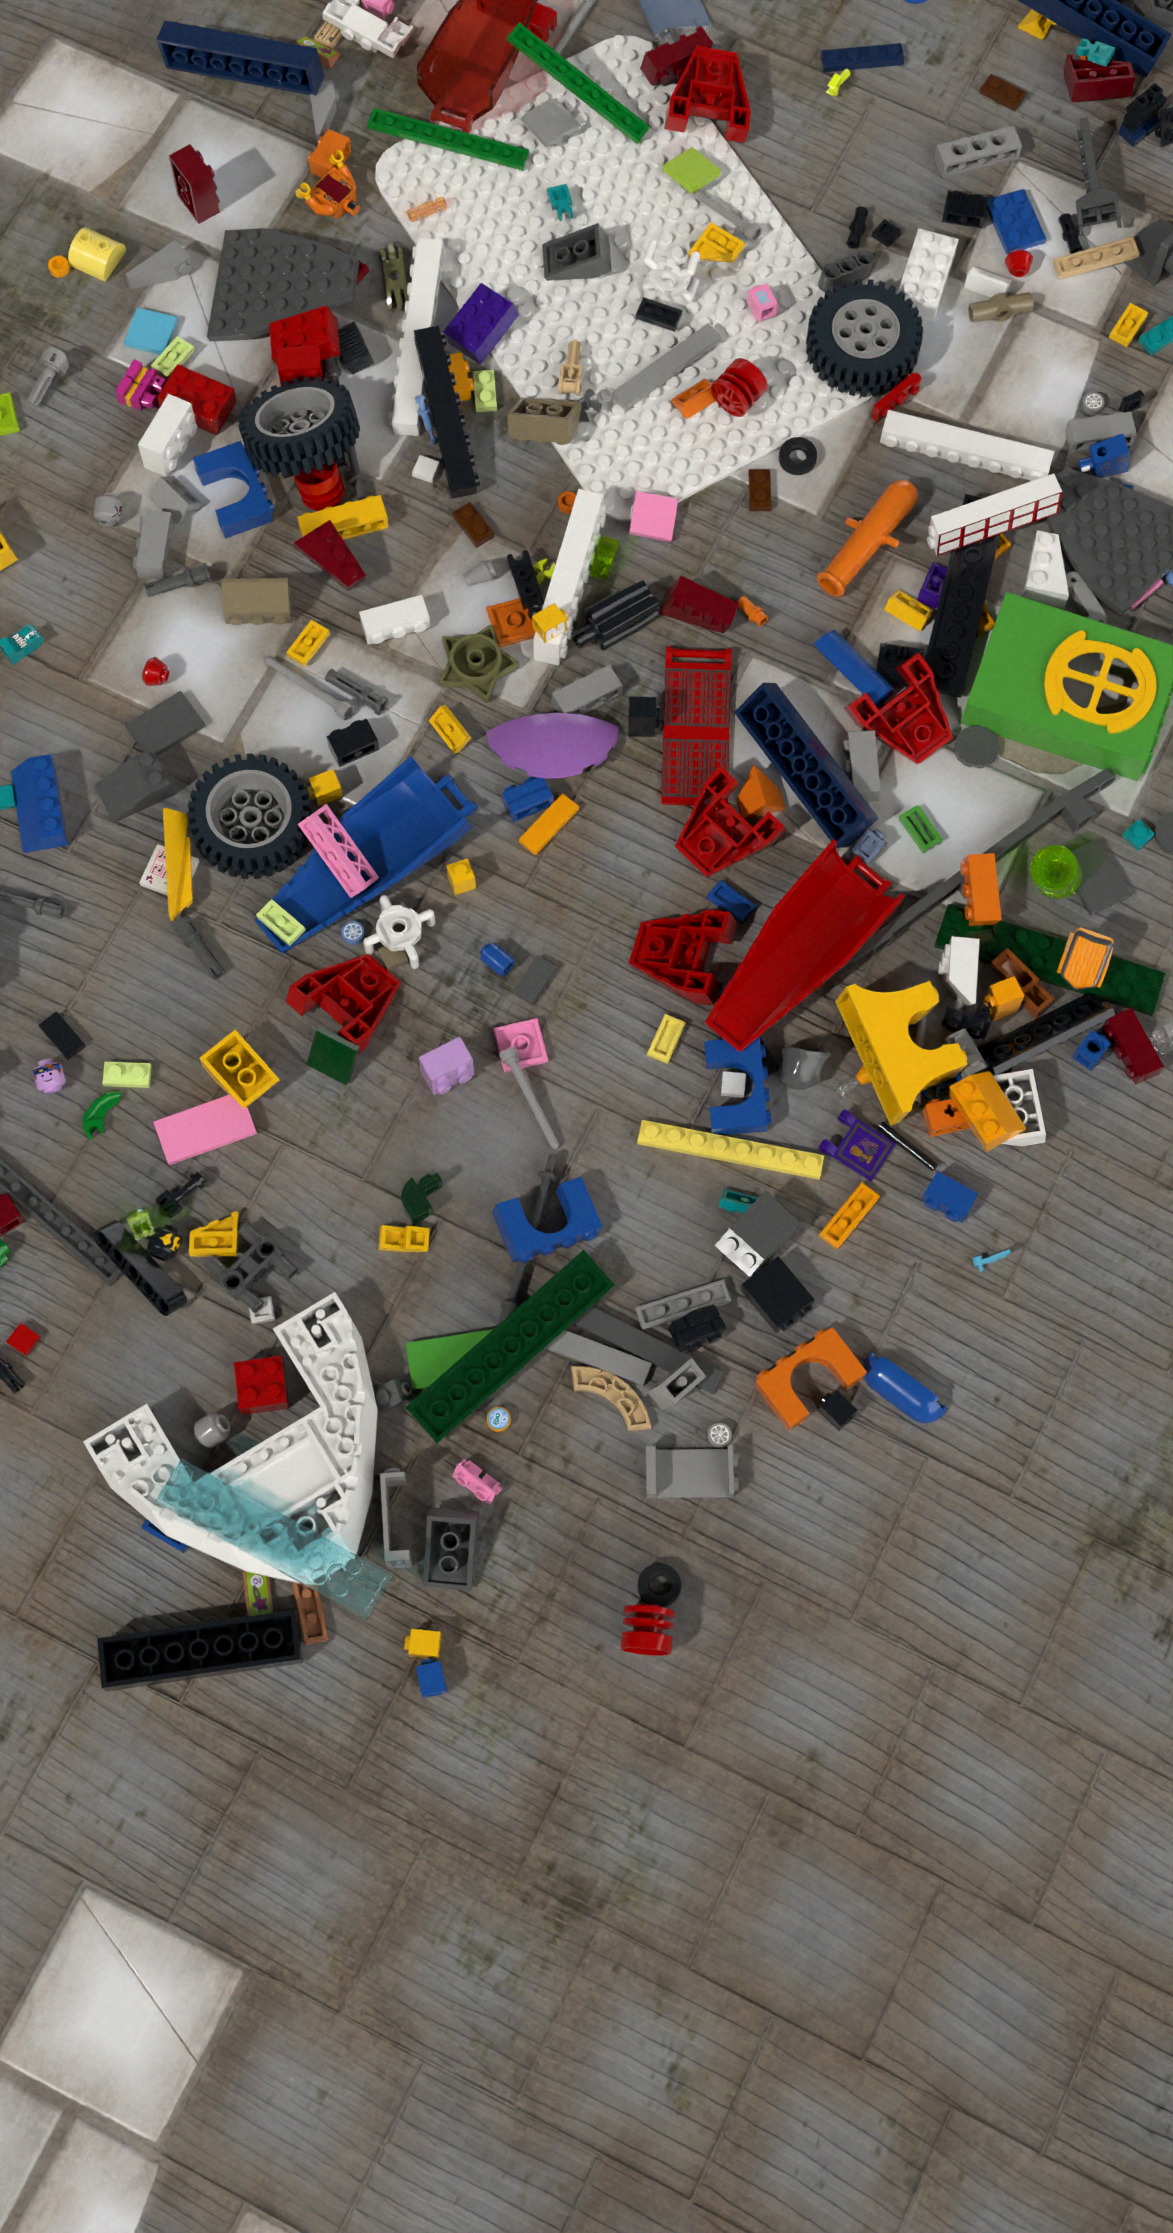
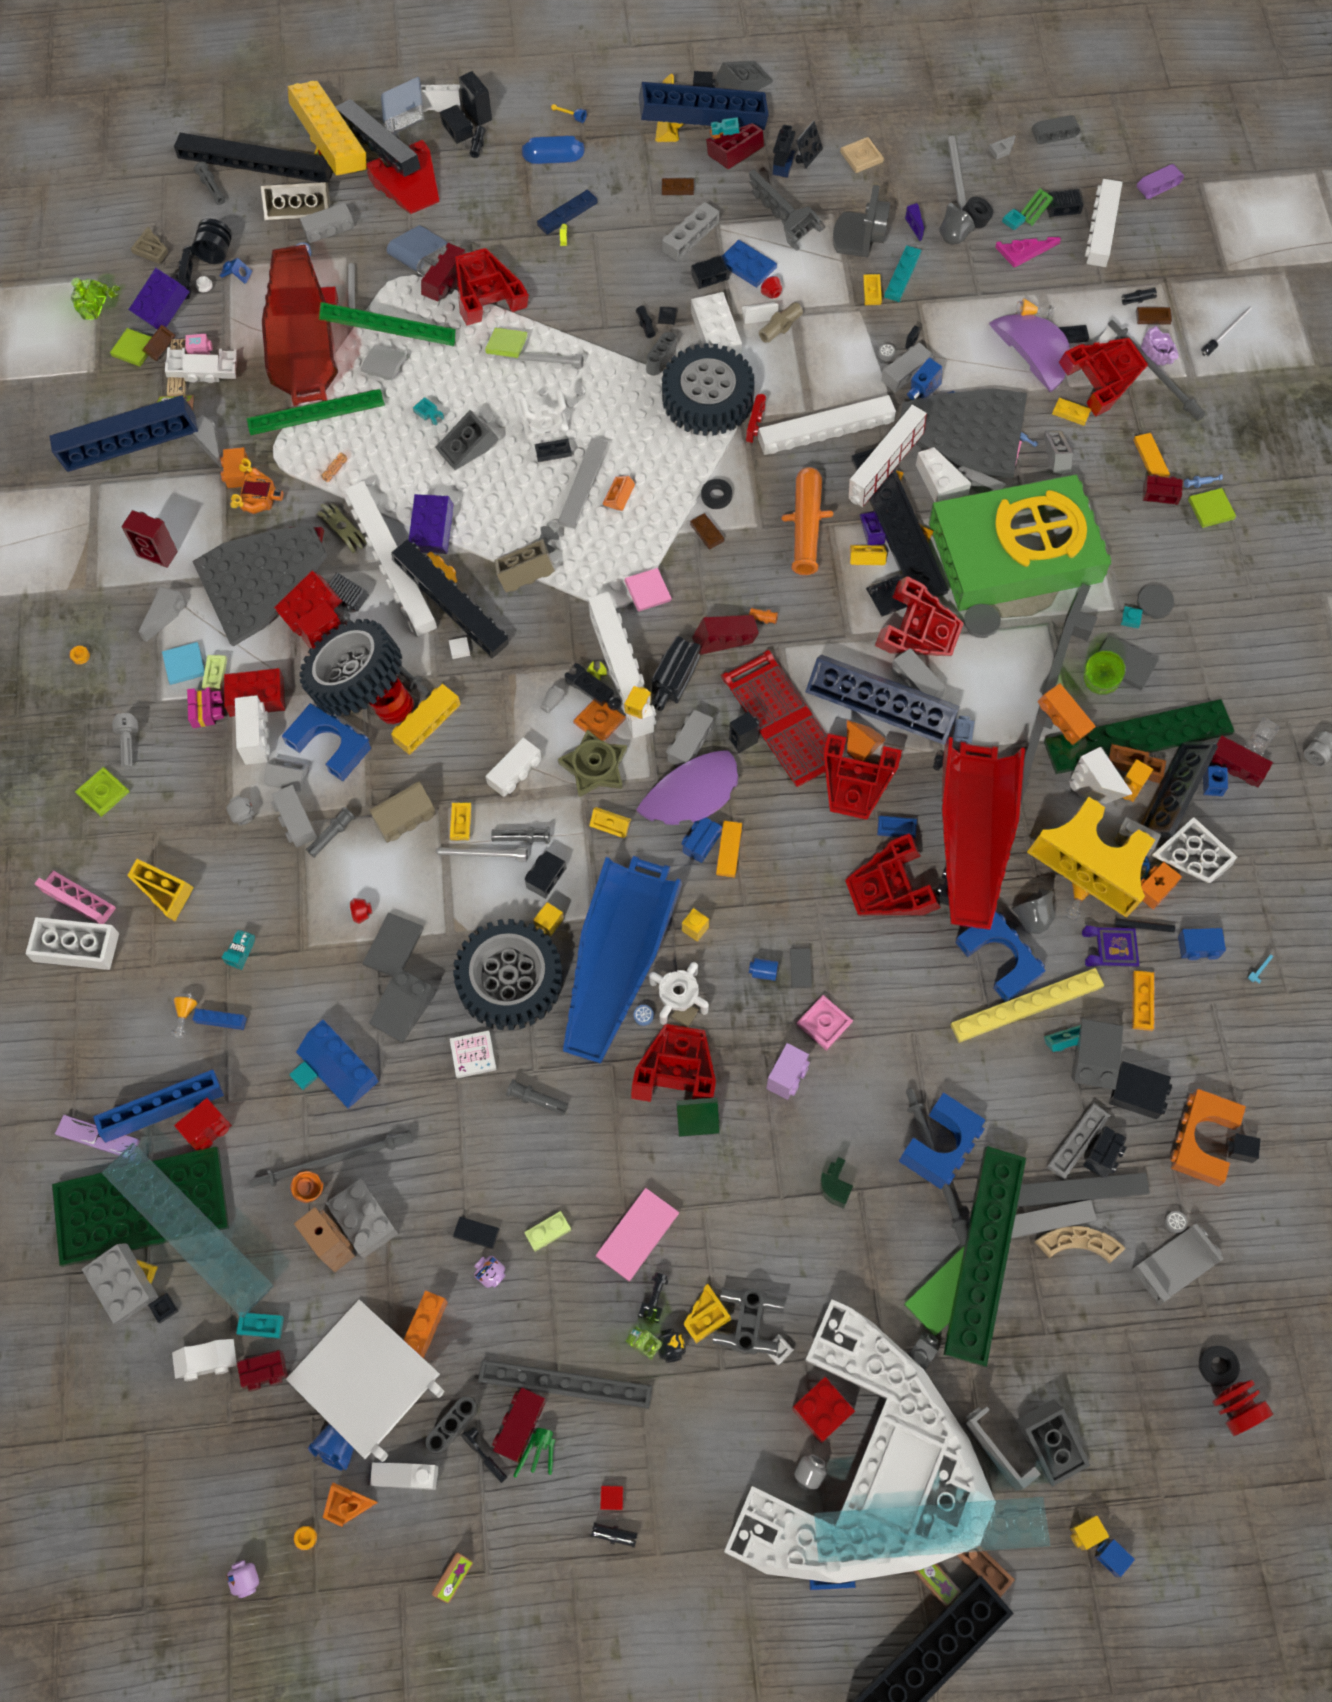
camera: 30 degrees left, 5 degrees down
(95, 253) = (103, 630): light yellow brick -> none
(96, 1113) = (544, 1277): green piece -> none
(140, 1268) = (665, 1378): black beam -> none
(177, 861) = (477, 1042): yellow wedge -> none
(238, 1069) = (636, 1173): yellow slope -> none
(280, 922) = (586, 1040): yellowish green plate -> none
(331, 554) = (437, 746): dark red wedge -> none
(335, 853) = (595, 963): bright pink fence -> none
(403, 1239) = (845, 1223): yellow slope -> none
(424, 412) = (434, 606): medium blue piece -> none
(468, 1475) = (1043, 1377): bright pink hinge -> none
(473, 524) = (522, 668): reddish brown plate -> none
(485, 391) = (464, 570): yellowish green plate -> none
(498, 1419) = (1013, 1316): tile -> none
(510, 1057) = (828, 1036): light grey piece -> none
(566, 501) = (578, 614): orange tile -> none
(571, 372) = (519, 523): tan connector -> none
(605, 557) = (635, 636): clear neon green leg -> none
(666, 1038) = (924, 952): light yellow tile -> none
(676, 1384) = (1122, 1204): light grey slope -> none
(717, 245) = (562, 380): yellow wing -> none
(733, 1084) = (994, 956): white tile -> none
(739, 387) = (647, 467): red wheel -> none
(762, 302) = (619, 403): bright pink brick -> none
(854, 667) = (861, 614): blue brick -> none
(902, 1390) = (1273, 1103): blue brick -> none
(914, 835) = (986, 701): bright green tile -> none
(976, 1025) = (1131, 809): black hinge -> none
(986, 1109) = (1186, 866): light orange slope -> none
(1067, 224) = (790, 252): black pin -> none
(1085, 959) = (1169, 719): light orange piece -> none
(1096, 258) = (818, 258): tan tile -> none

